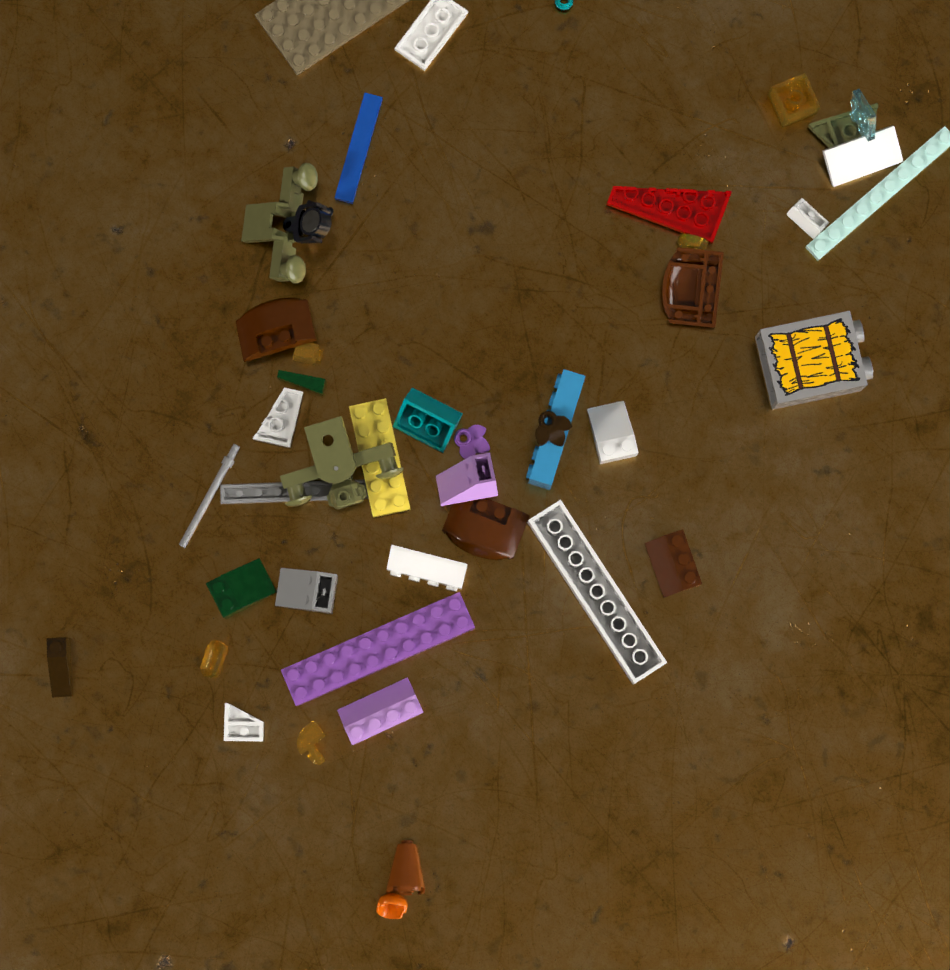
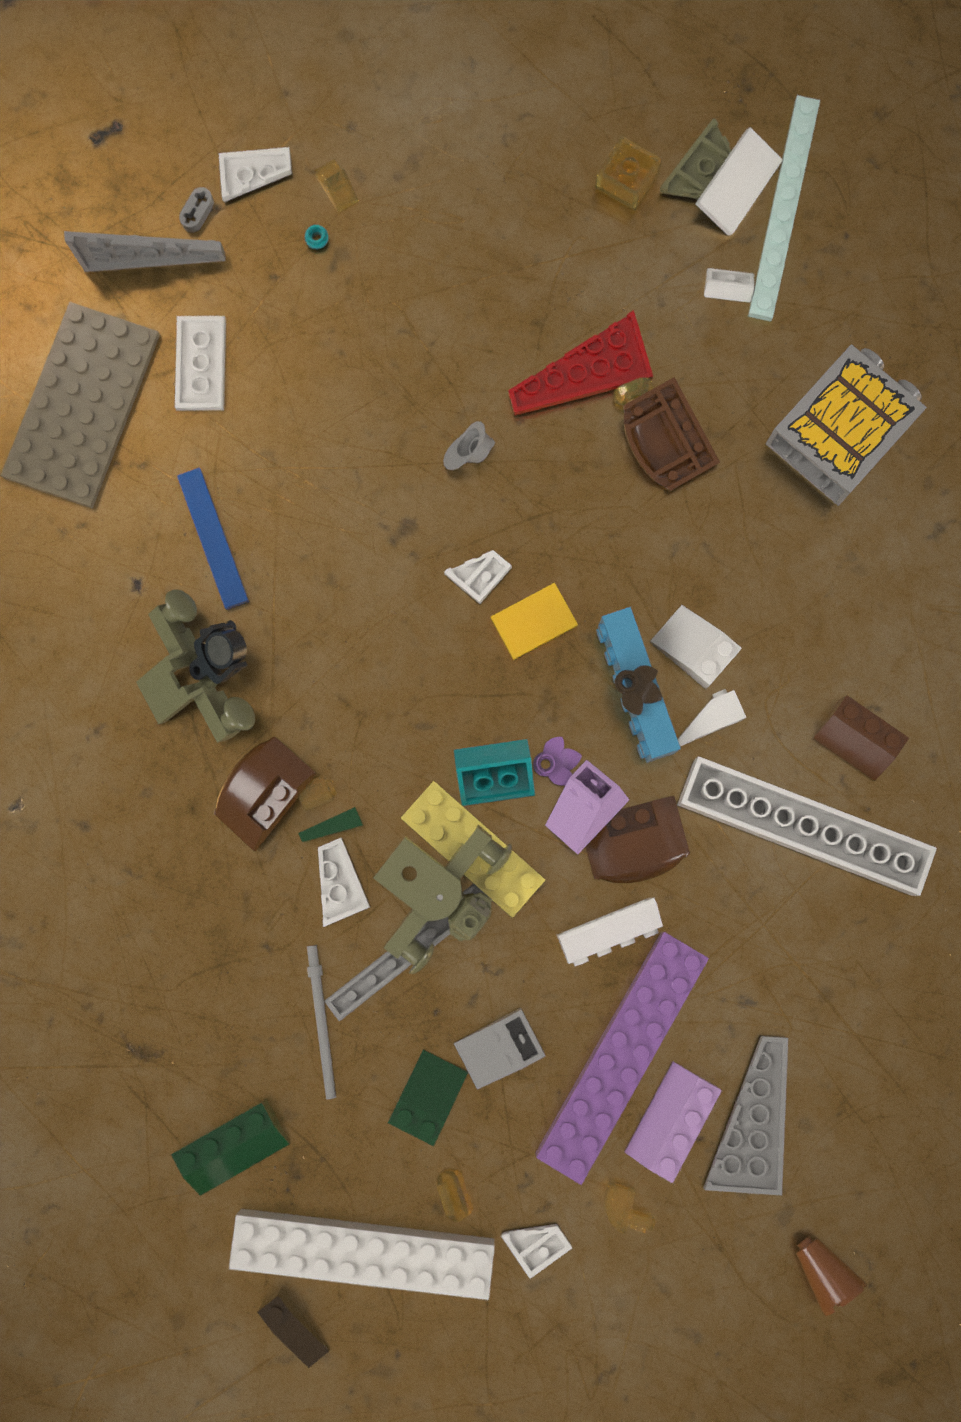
camera: 30 degrees left, 0 degrees up
(100, 531) = (230, 1148): none -> dark green slope
(133, 652) = (362, 1254): none -> white brick
(391, 906) = (840, 1324): orange hair -> none
(422, 759) = (754, 1137): none -> light grey wing
(509, 291) = (479, 575): none -> white wing
(522, 344) = (534, 621): none -> yellow tile
(563, 205) = (470, 447): none -> light grey piece
(591, 484) = (716, 715): none -> white slope
(863, 115) = (714, 135): clear light blue plate -> none

